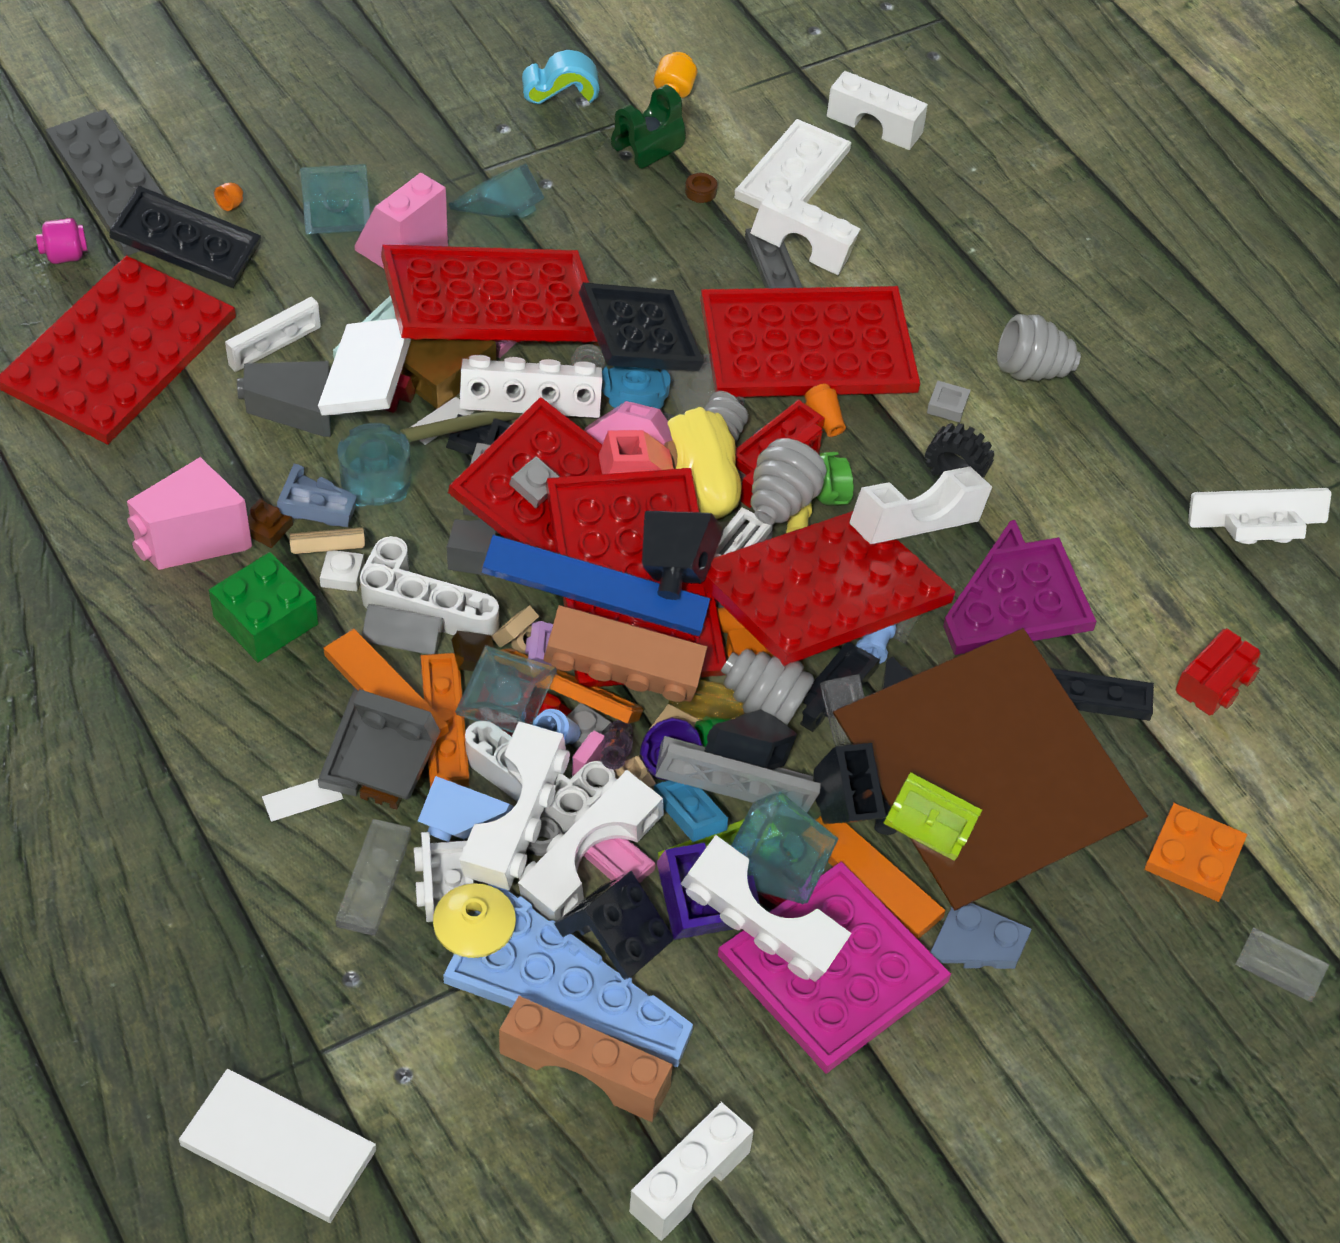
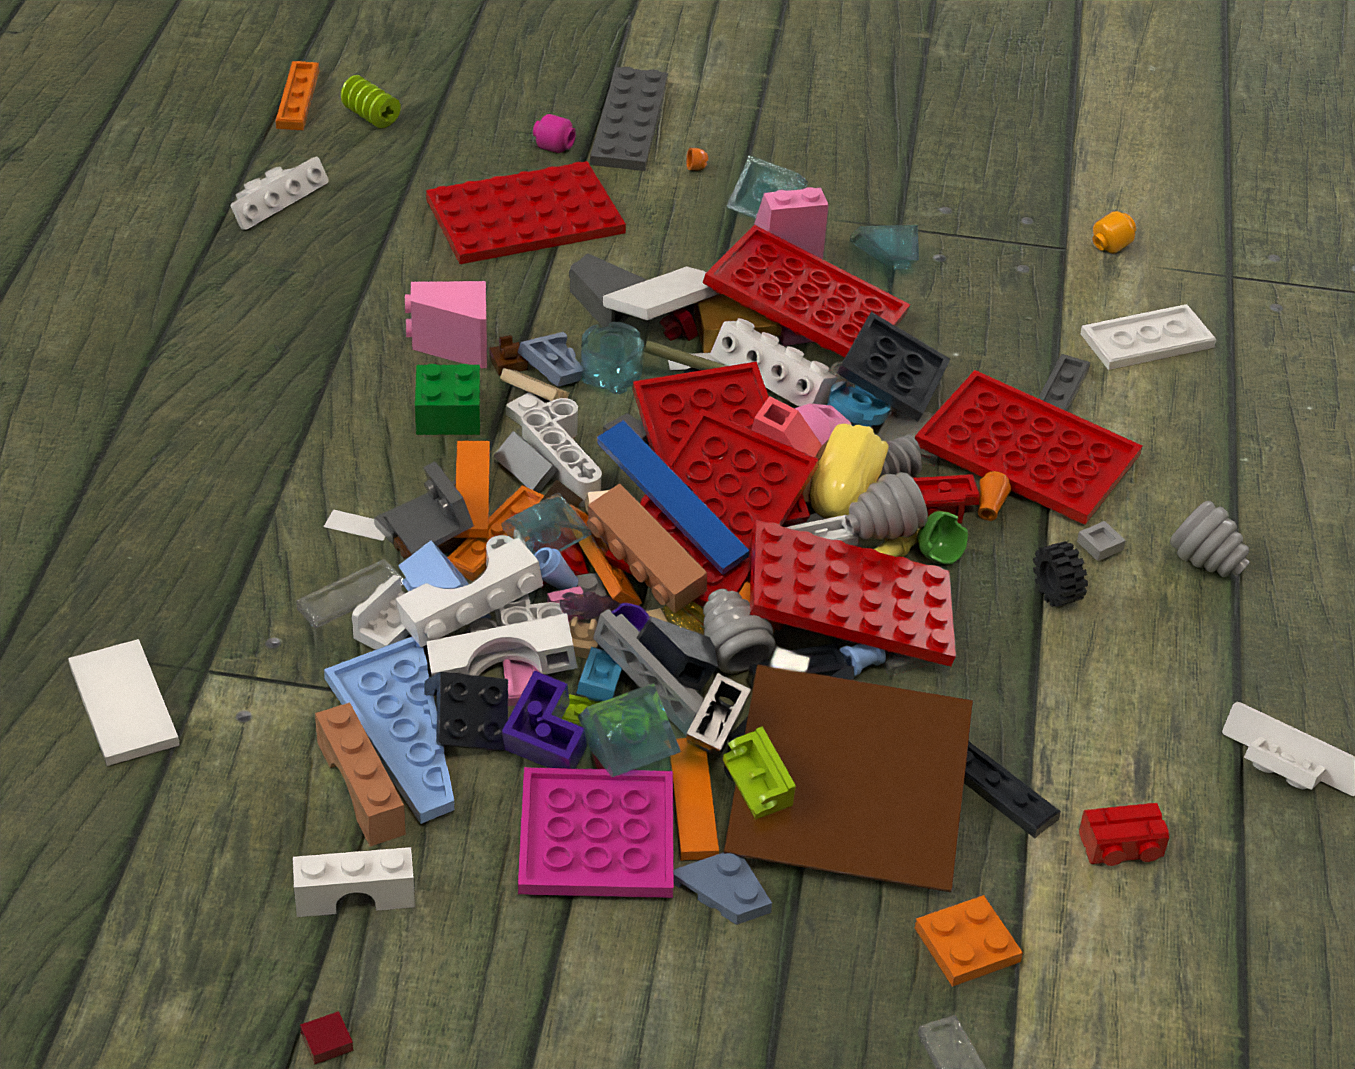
camera: 40 degrees right, 10 degrees down
(185, 236) = (636, 167): black tile -> none
(273, 334) = (635, 250): white tile -> none
(478, 934) = (378, 650): light yellow dish -> none
(531, 481) = (691, 405): light grey plate -> none
(561, 72) = (1021, 186): medium azure animal -> none
(655, 131) = (1050, 259): dark green piece -> none
(679, 548) = (748, 499): black torso -> none
(701, 187) = (1058, 313): reddish brown tile -> none
(804, 942) = (578, 788): white arch -> none
(829, 236) = (1116, 385): white arch -> none
(899, 114) = (1273, 337): white arch -> none
(952, 501) = (1021, 599): white arch -> none
(1019, 589) = (1016, 691): magenta wing -> none

